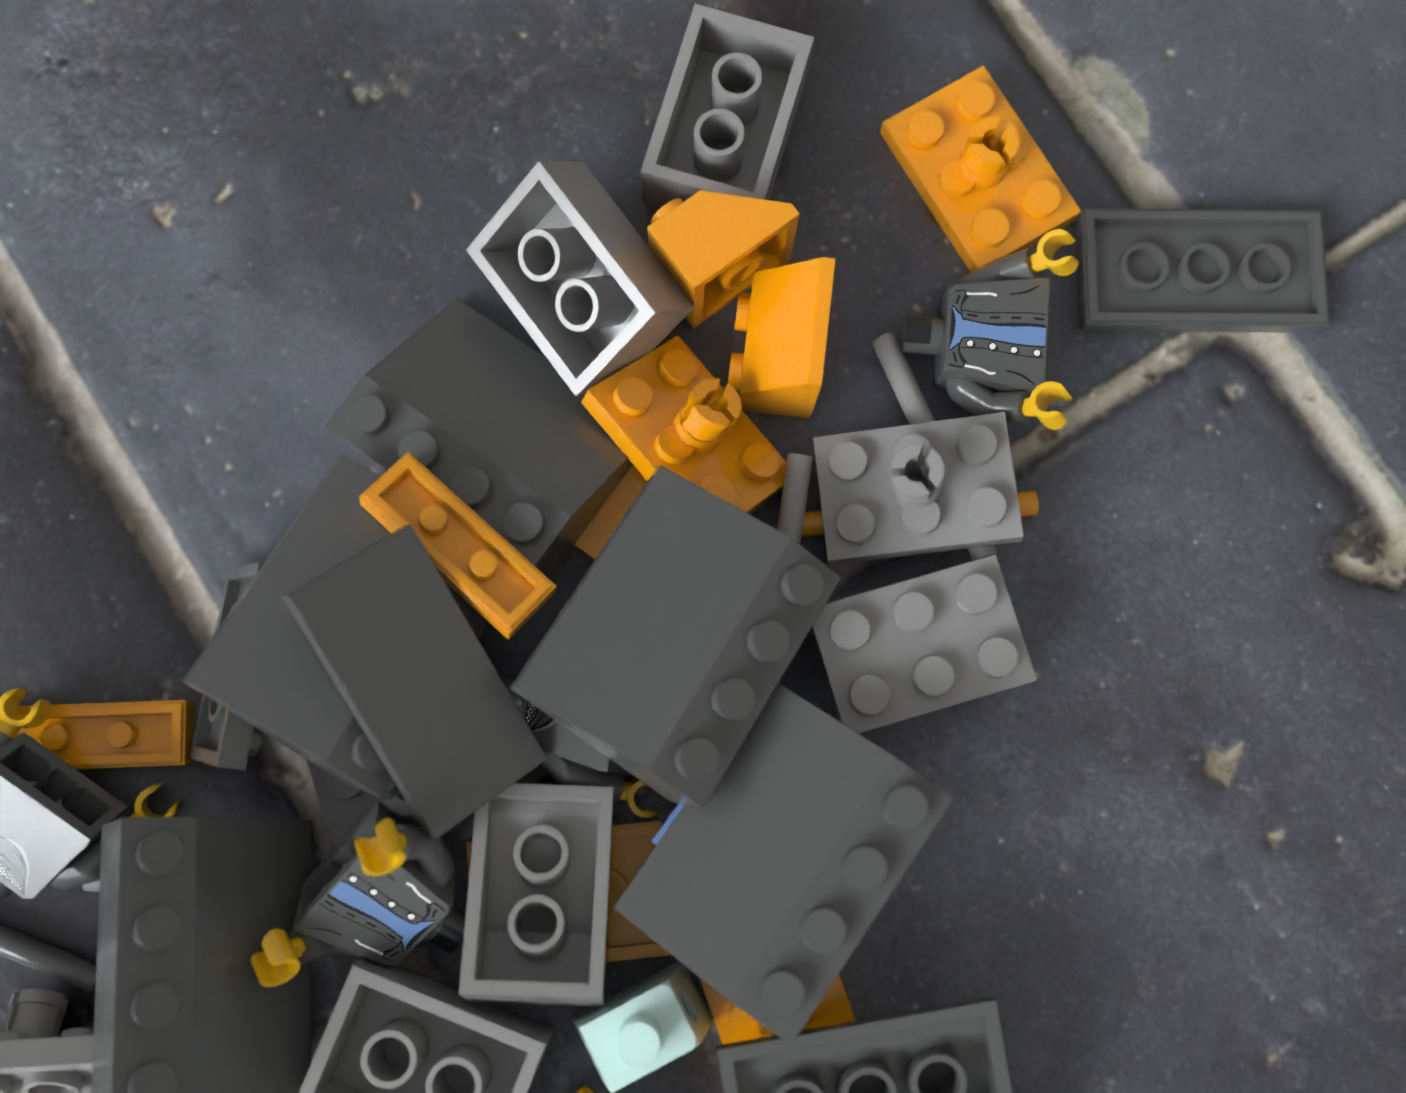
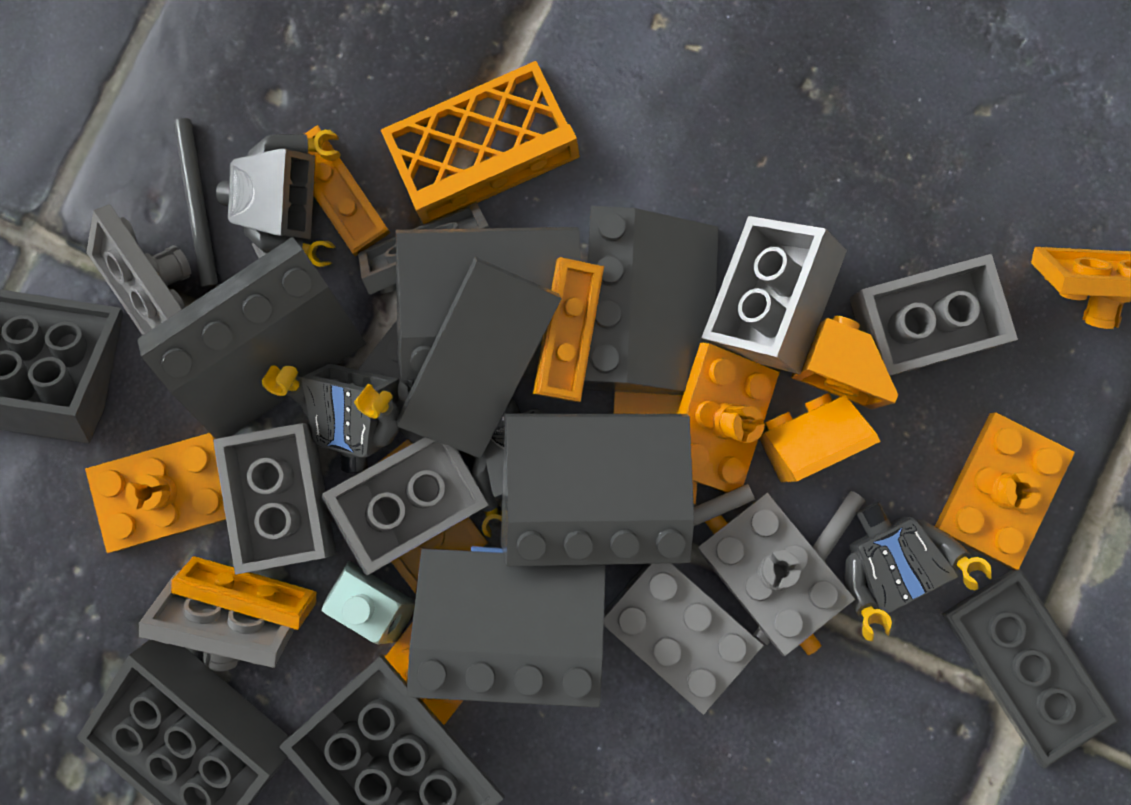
camera: 65 degrees right, 5 degrees up
(207, 513) = (502, 169): none -> light orange fence

